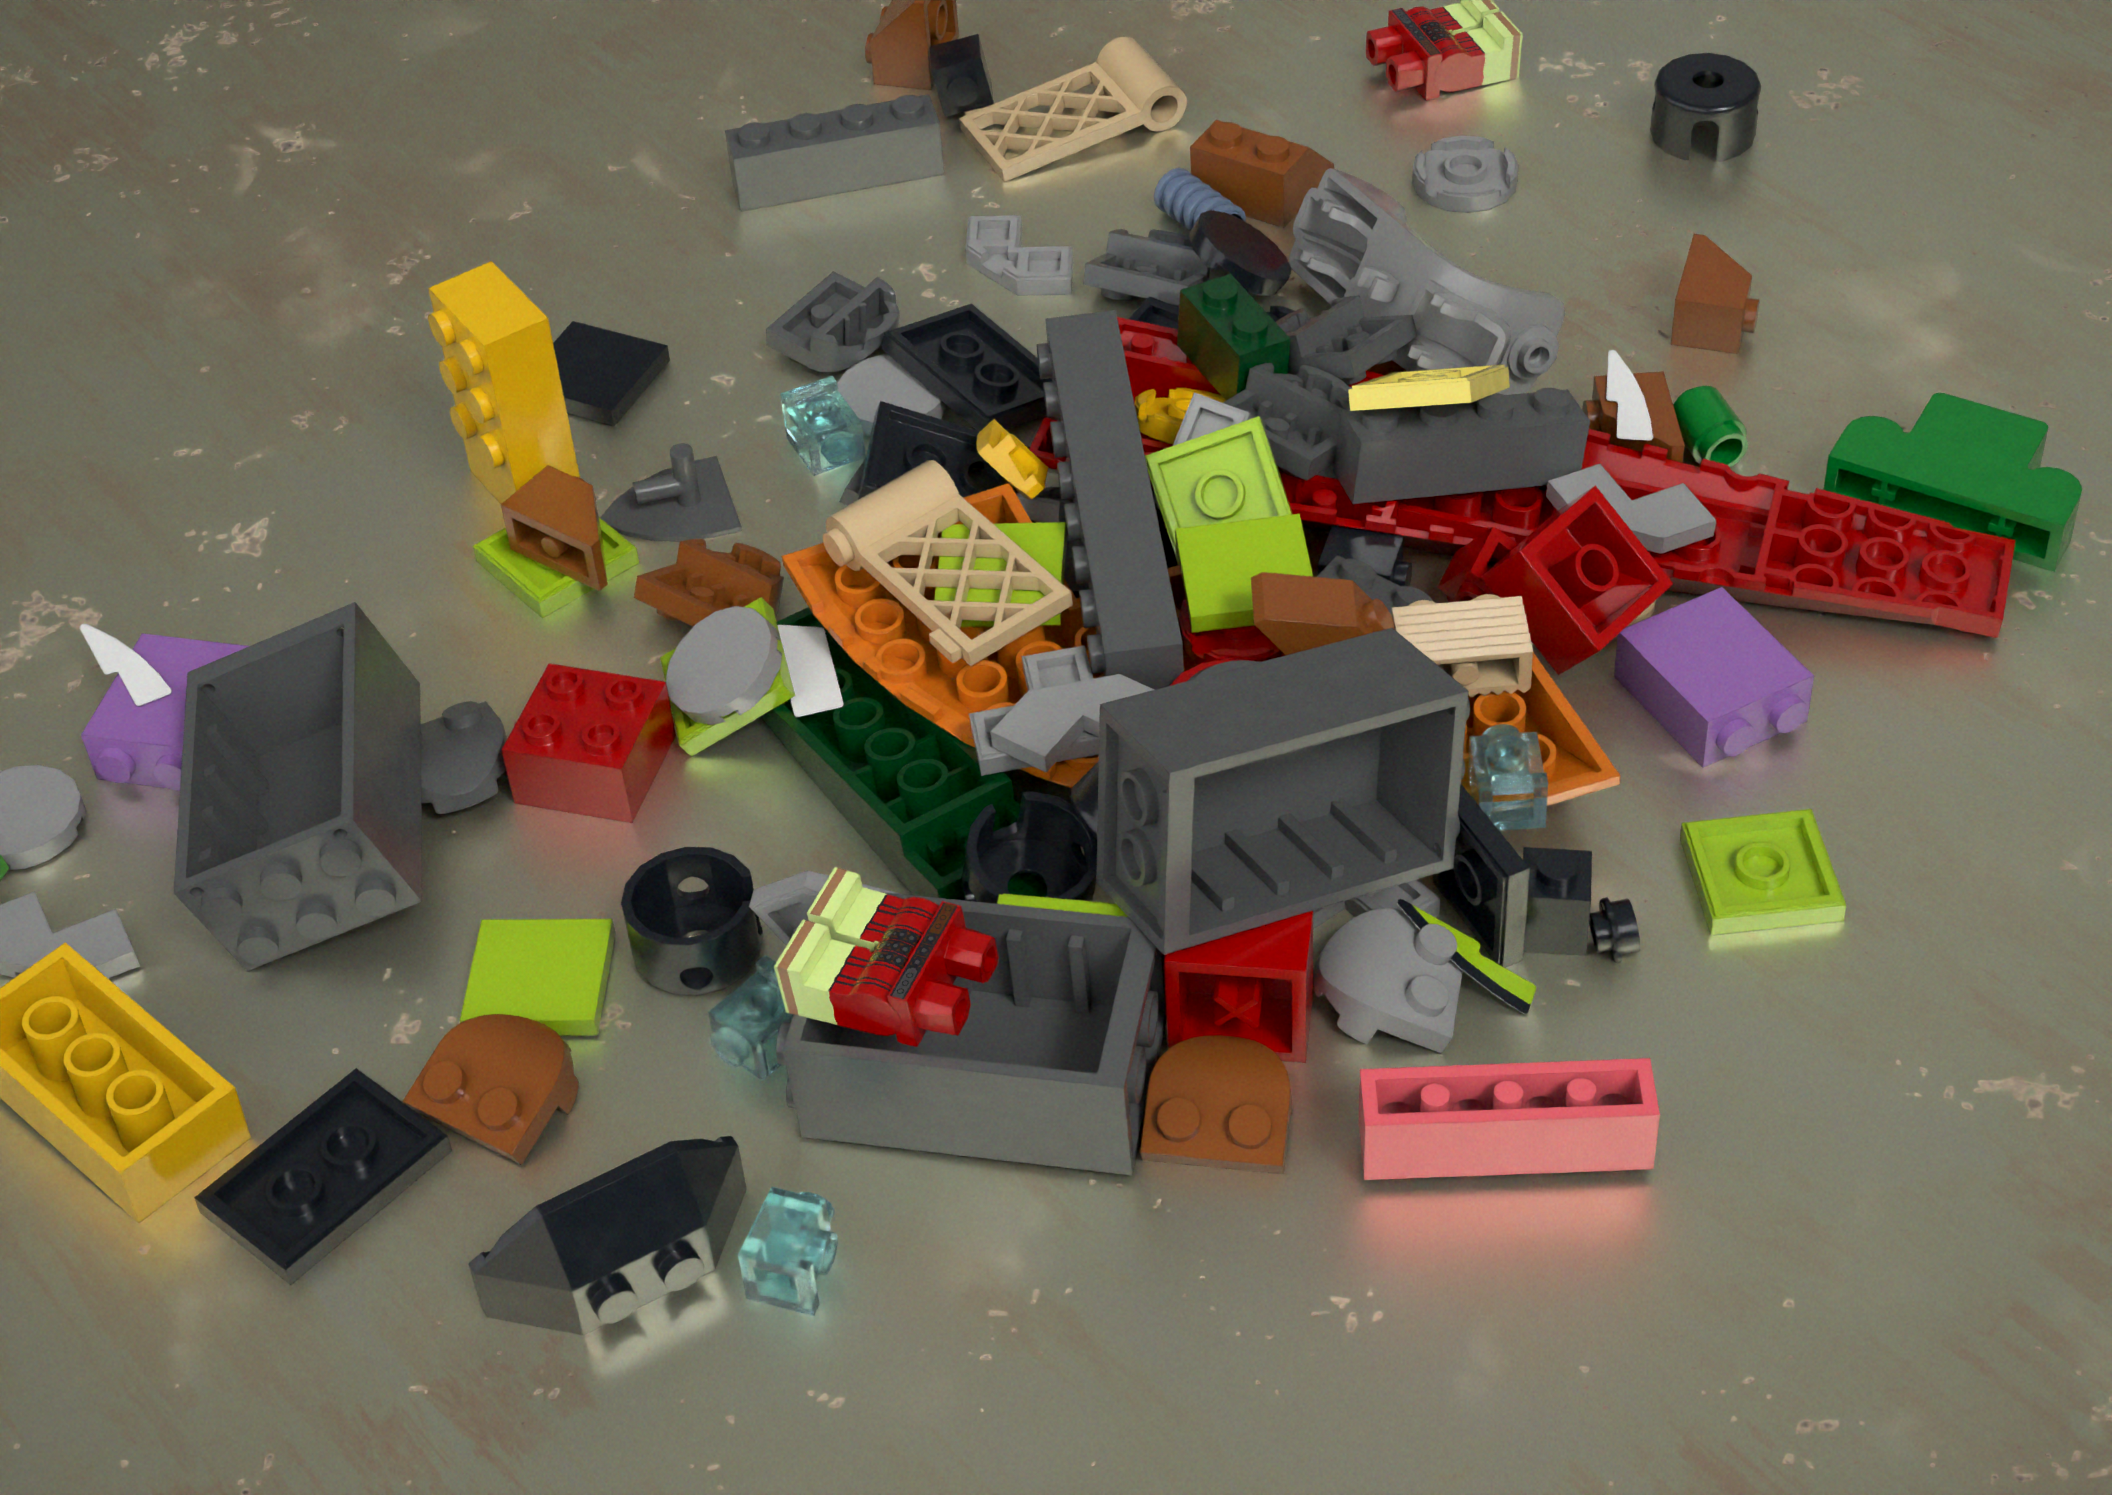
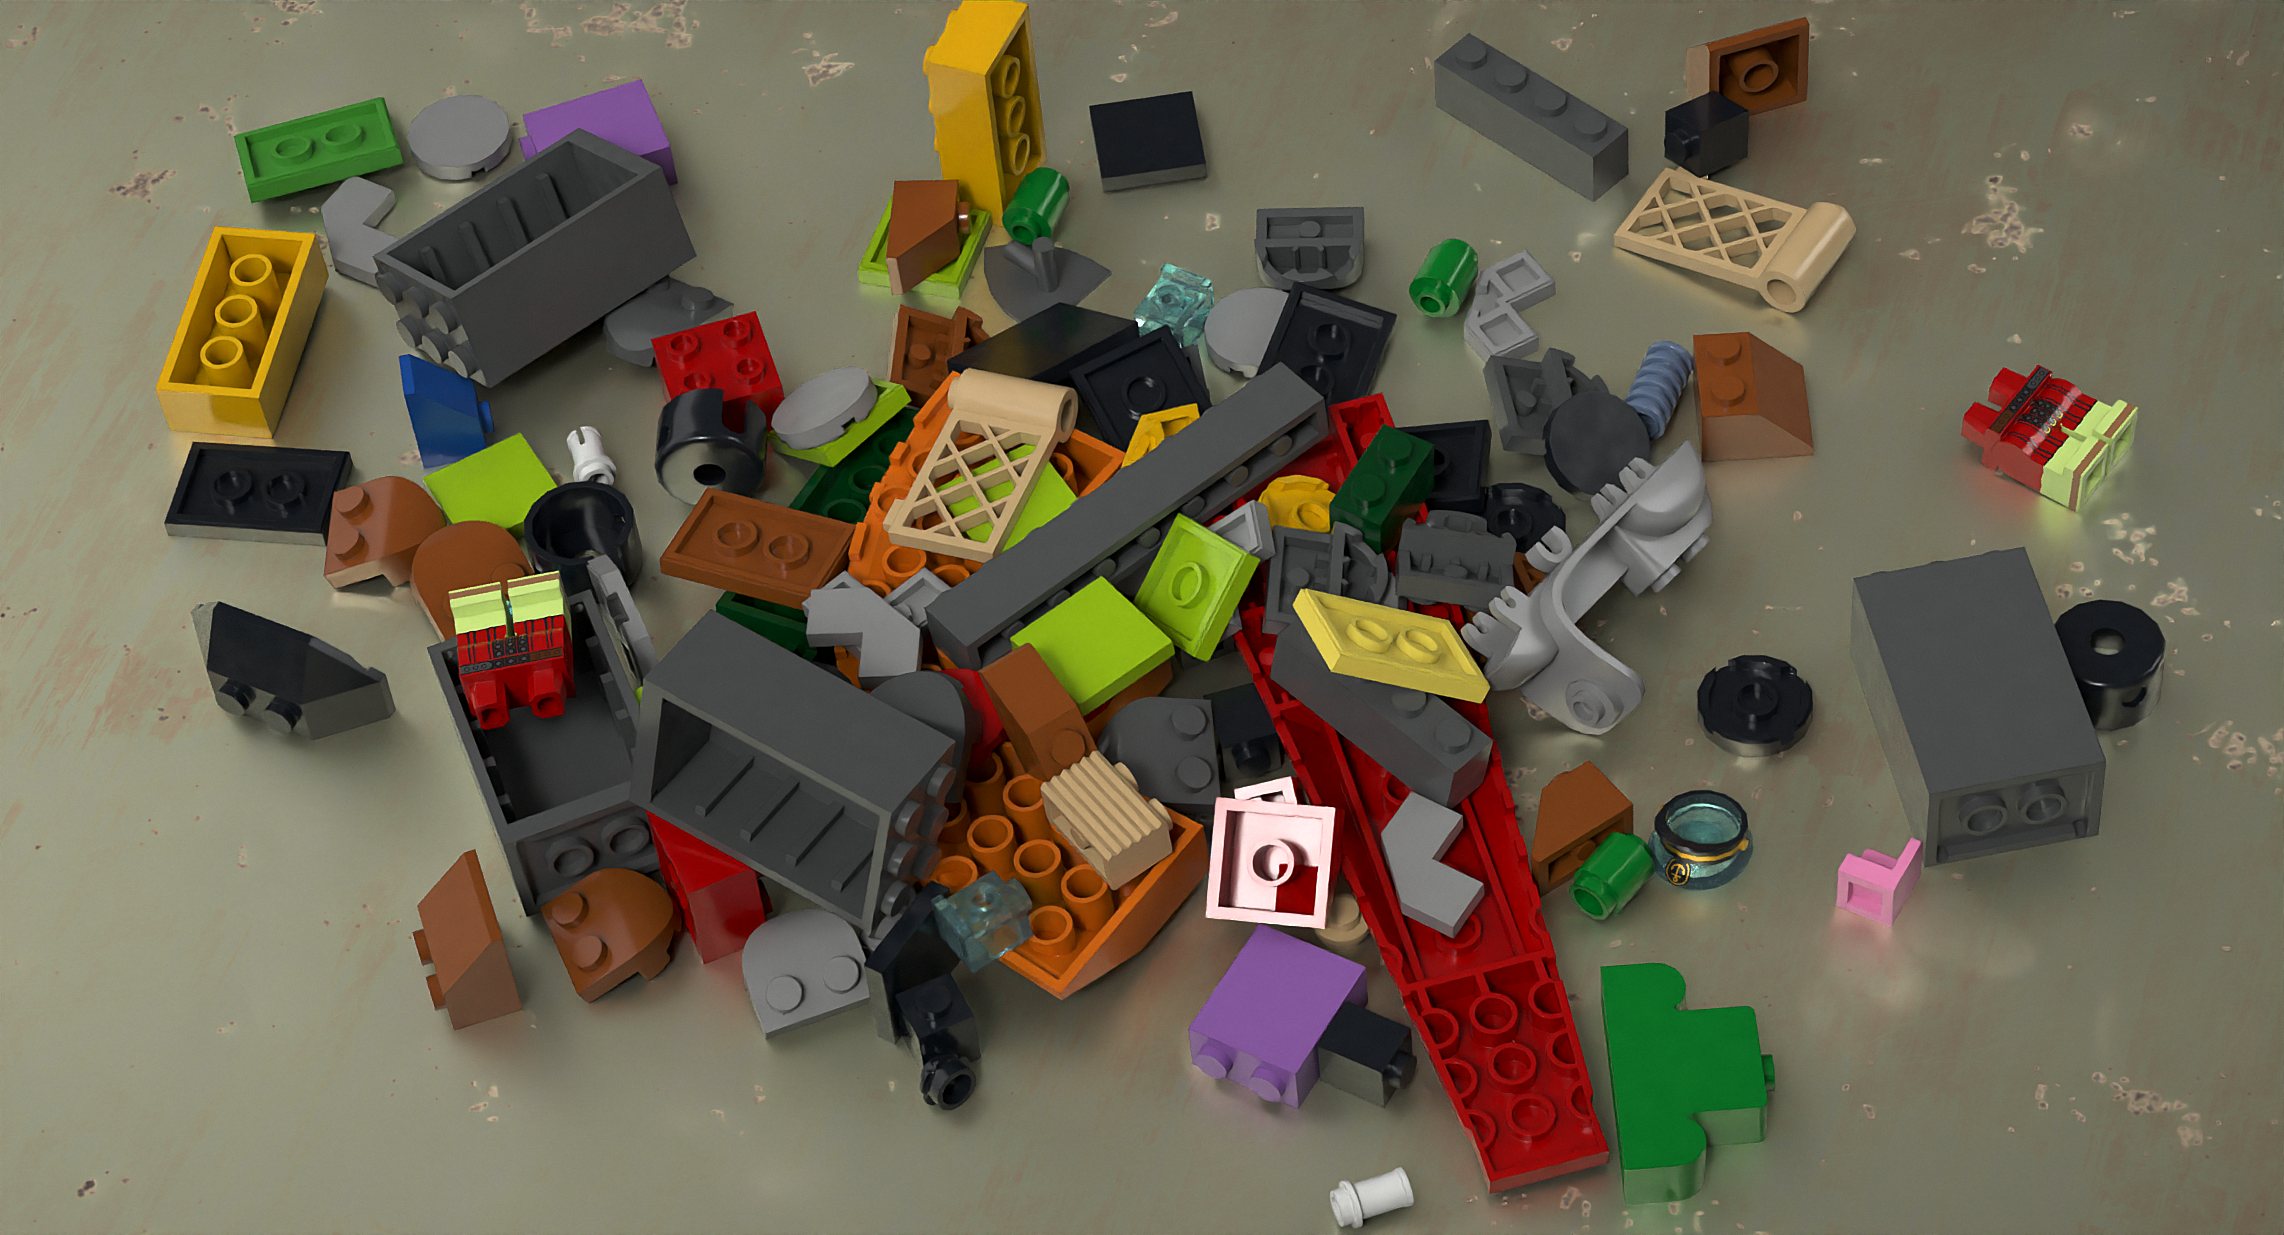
camera: 60 degrees right, 5 degrees up
(138, 676) = (604, 89): white sticker -> none
(406, 962) = (443, 412): none -> blue slope
(574, 881) = (590, 457): none -> white pin
(605, 458) = (1036, 205): none -> green brick
(643, 1031) = (463, 558): none -> dark orange slope
(690, 747) = (701, 453): none -> black piece
(789, 1250) = (331, 763): clear light blue brick -> none
(790, 505) = (1048, 344): none -> black tile
(810, 669) = (866, 466): white sticker -> none
(861, 776) = (757, 548): none -> dark orange tile
(957, 266) = (1444, 278): none -> green brick
(1166, 1210) = (466, 947): none -> dark orange slope
(1465, 174) = (1874, 538): light grey tile -> none
(1497, 979) = (850, 1031): sticker -> none
(1508, 1119) = (684, 1095): coral brick -> none
(1593, 292) = (1754, 706): none -> black tile
(1632, 414) = (1573, 795): white sticker -> none
(1707, 156) = (1976, 706): none -> dark grey container
(1707, 359) = (1700, 840): none -> clear light blue piece
(1713, 300) = (1802, 795): dark orange slope -> none
(1762, 872) = (1085, 1149): lime tile -> none
(1810, 631) = (1366, 1055): none -> black brick
(1834, 298) = (1877, 883): none -> bright pink panel
(1959, 714) = (1370, 1197): none -> white pin

